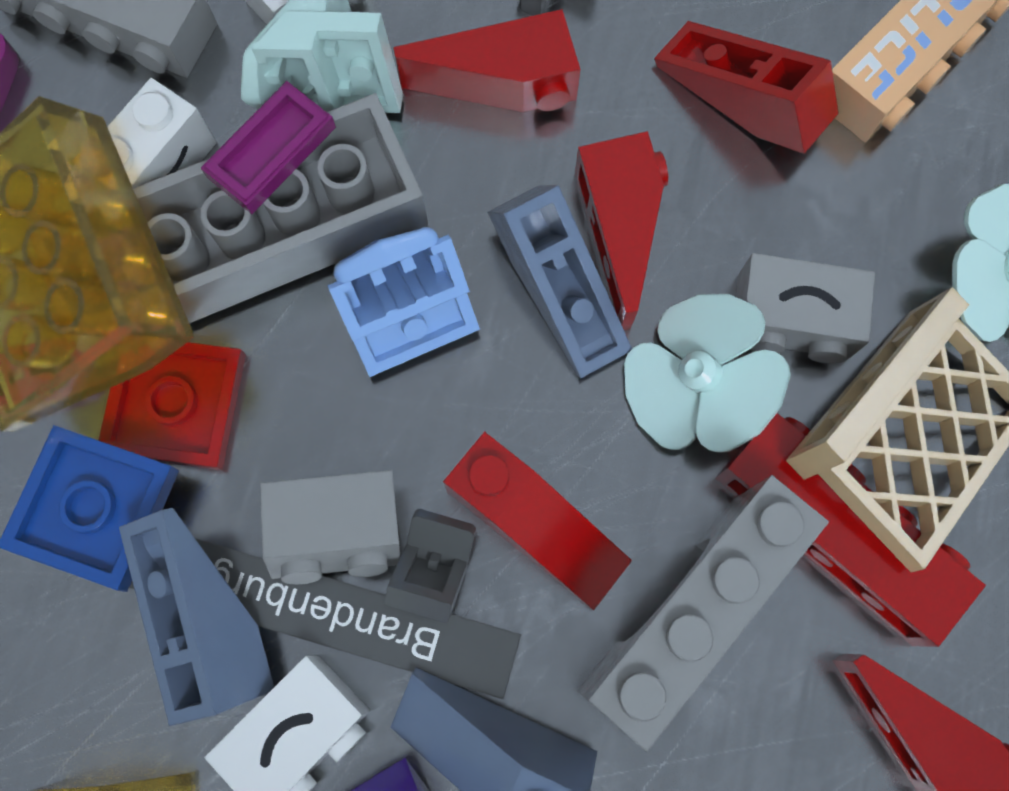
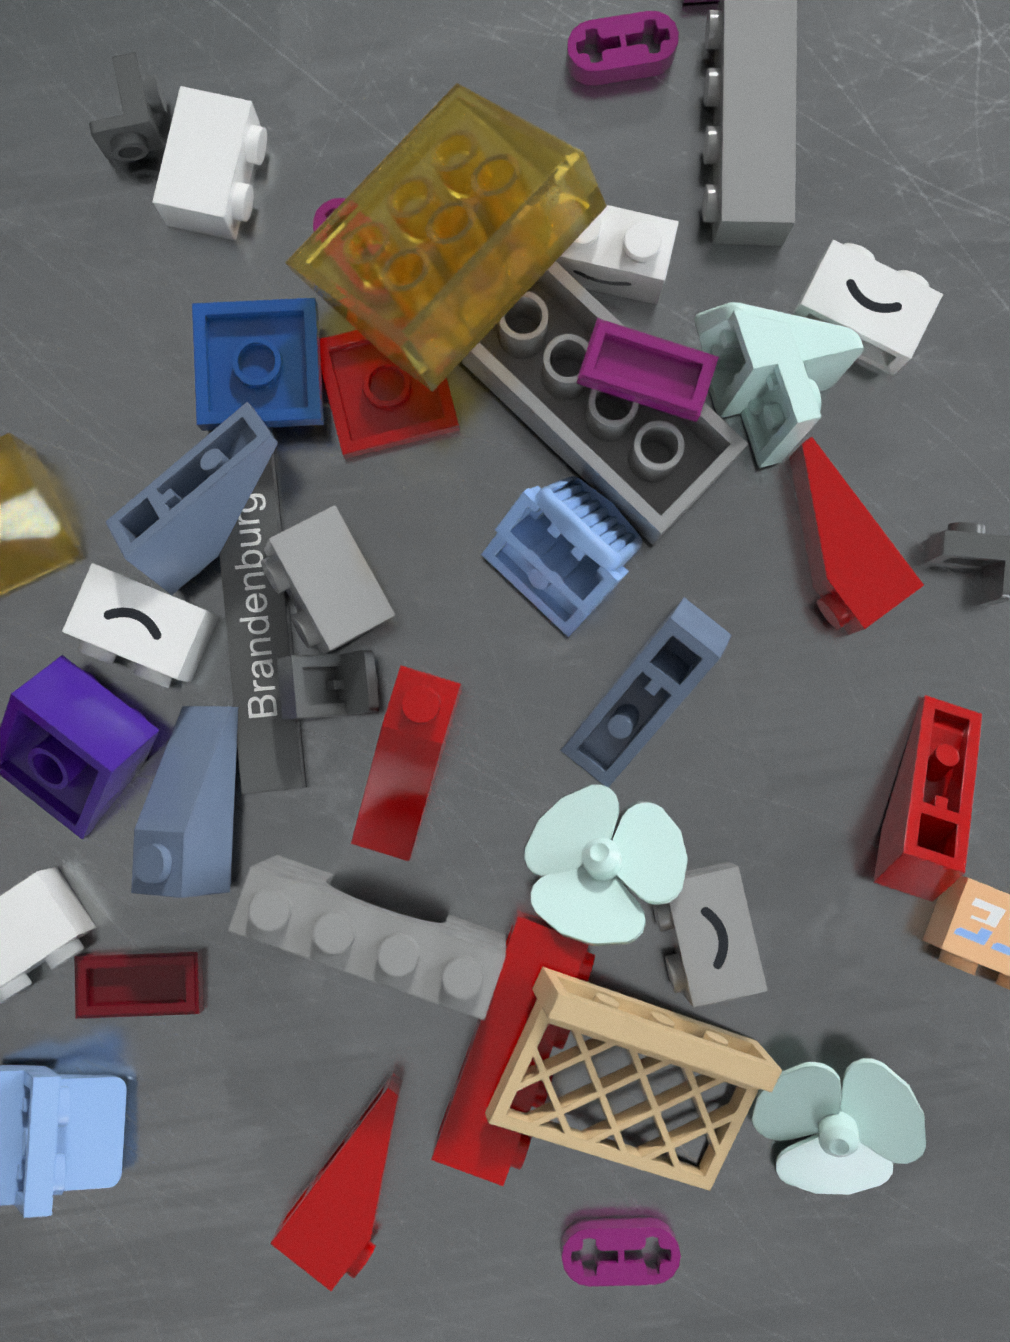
camera: 65 degrees right, 10 degrees up
(622, 197) = (749, 723): red slope -> none

